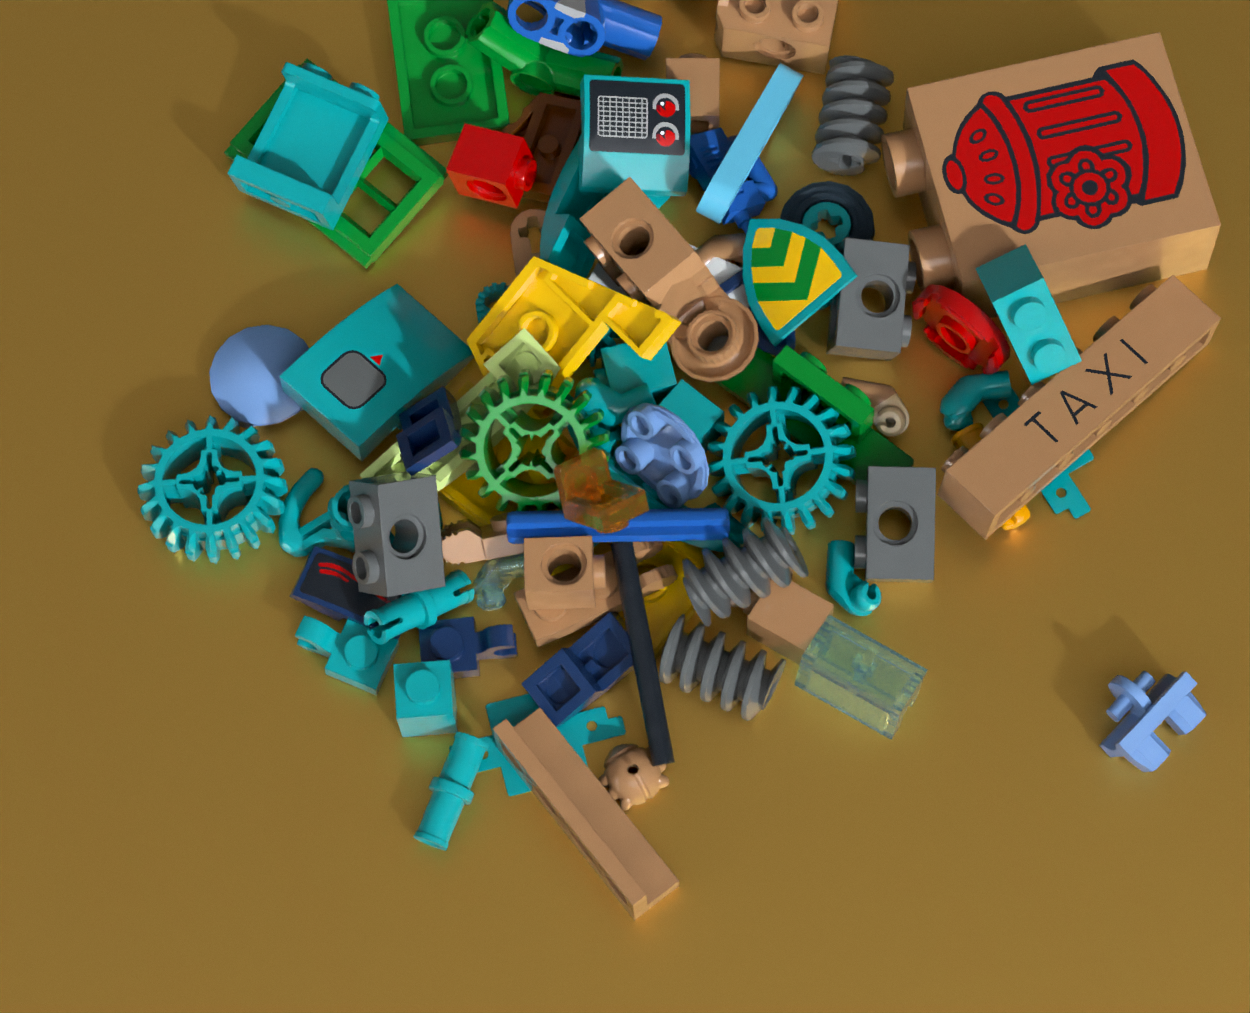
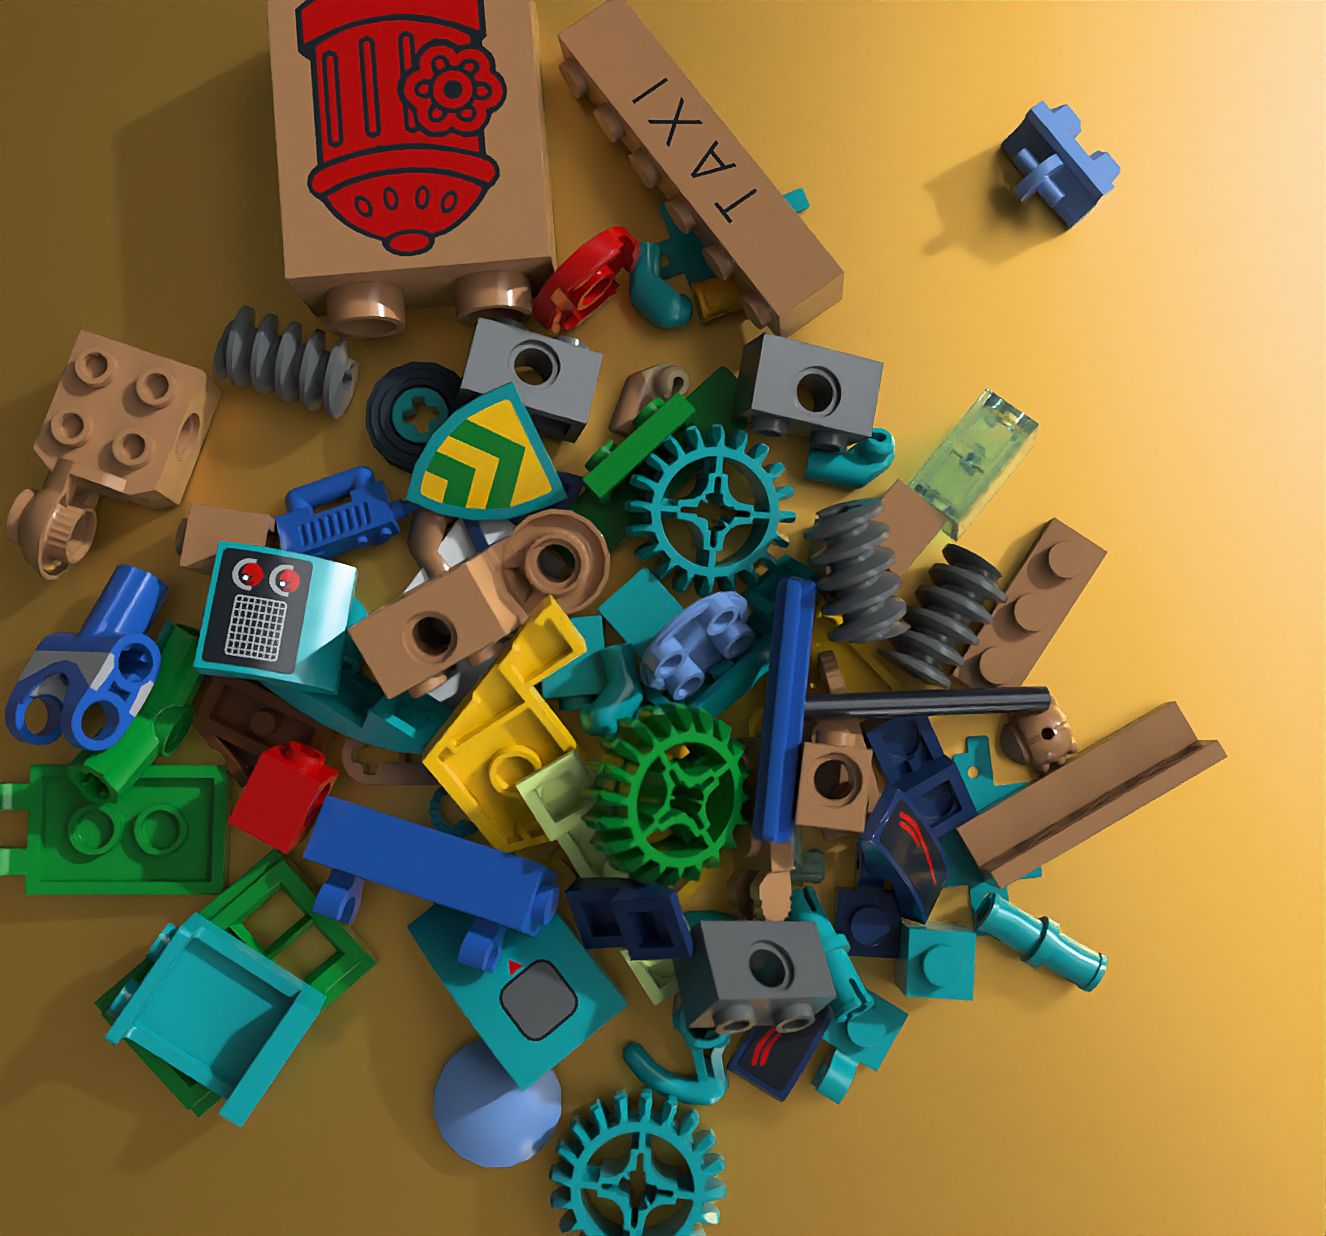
camera: 85 degrees left, 15 degrees up
(449, 287) = (431, 866): none -> blue brick
(511, 655) = (904, 851): none -> slope
(593, 497) = (765, 727): clear orange bracket -> none
(742, 750) = (1036, 606): none -> medium nougat plate
(749, 143) = (310, 485): medium azure beam -> none
(1028, 314) = (598, 188): brick -> none

